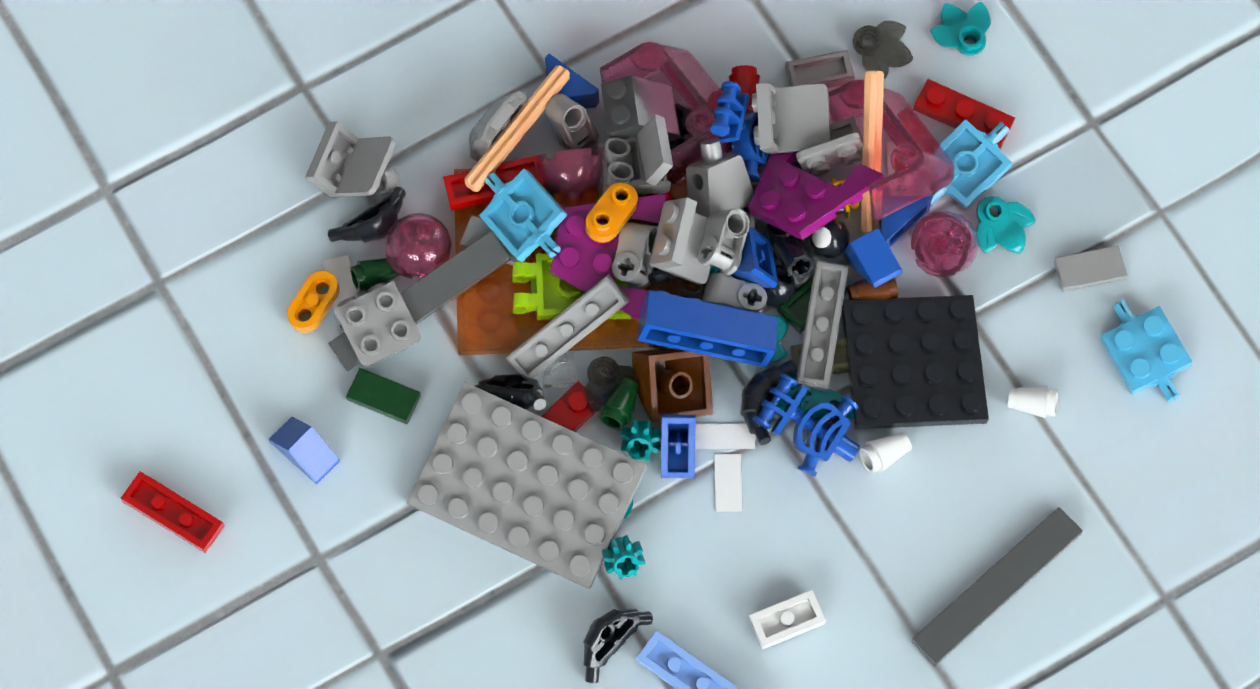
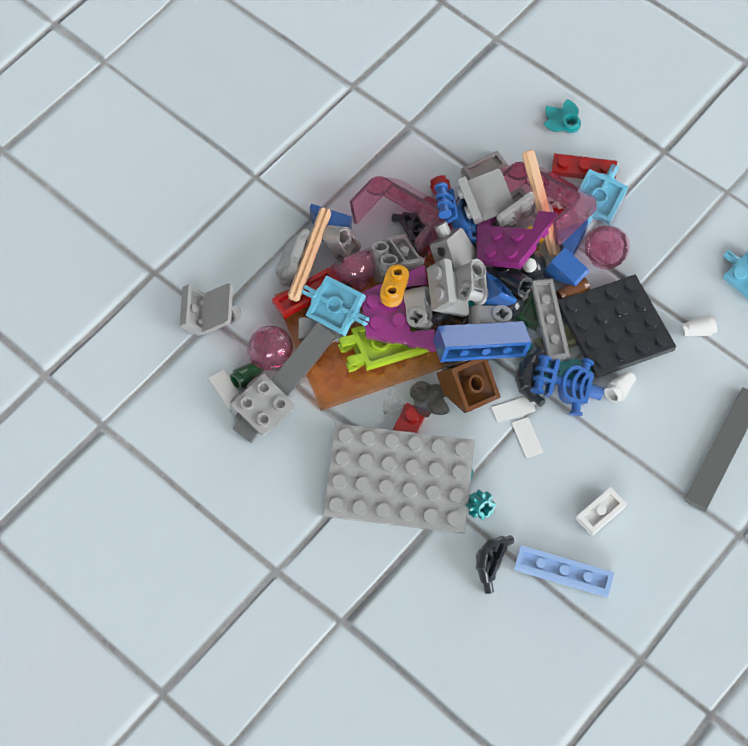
camera: 20 degrees left, 5 degrees down
(172, 512) = (166, 571): red plate -> none
(305, 449) = (241, 501): slope -> none
(311, 302) = (212, 406): light orange plate -> none
(372, 223) = (233, 344): black piece -> none
(383, 396) = (281, 451): dark green tile -> none
(515, 389) = (370, 418): black piece -> none
(568, 328) = (389, 369): light grey tile -> none
(619, 406) = (441, 408): dark green cone -> none
(633, 102) = (383, 220): dark grey slope -> none
(641, 440) = (457, 426): teal gear -> none
(655, 150) = (406, 240): light grey tile -> none
(678, 446) = (487, 422): slope -> none
(887, 47) = (518, 142): clear smoke plate -> none
(1005, 228) = (639, 226): teal plate -> none
(1090, 268) = (700, 237): light grey tile -> none

